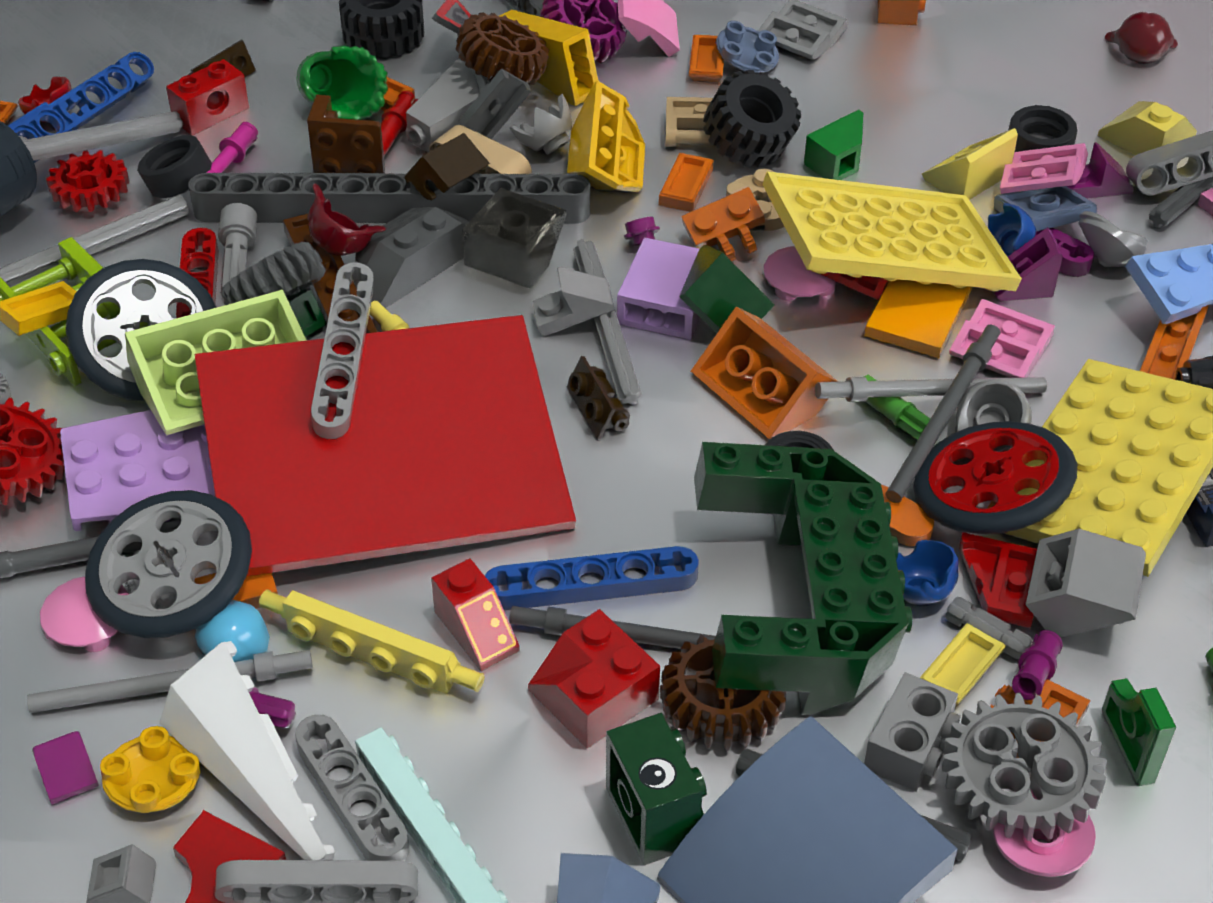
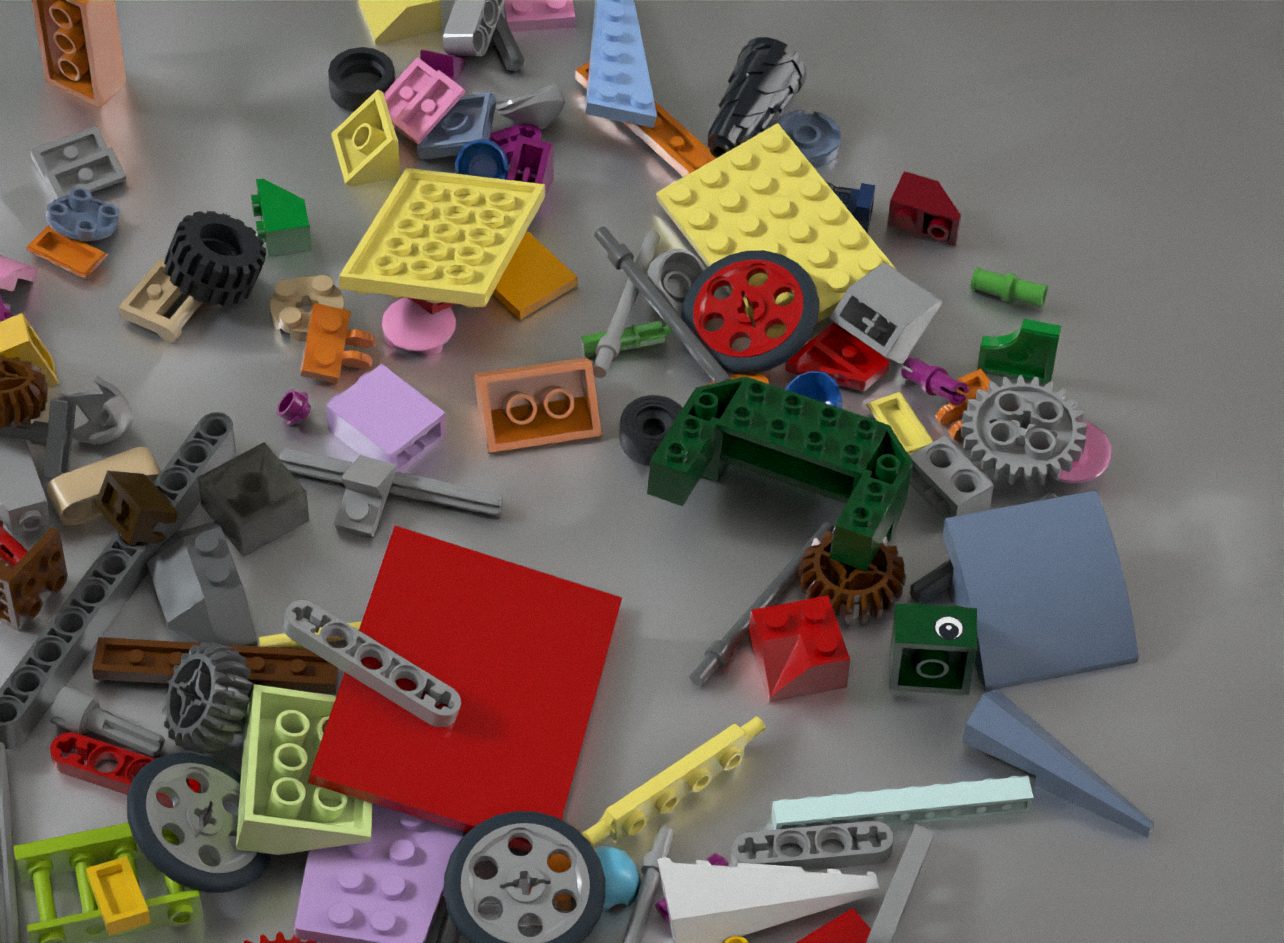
camera: 65 degrees left, 5 degrees up
(335, 230) = (171, 625): dark red hair -> none
(473, 614) = (687, 702): red slope -> none
(595, 399) = (488, 529): dark brown hinge -> none
(607, 143) = (160, 384): yellow wedge -> none
(609, 566) = (681, 629): blue beam -> none
(686, 182) = (239, 349): orange tile -> none
(718, 287) = (437, 380): dark green slope -> none
(961, 612) = (855, 401): light grey axle -> none
(1018, 345) = (574, 229): bright pink slope -> none

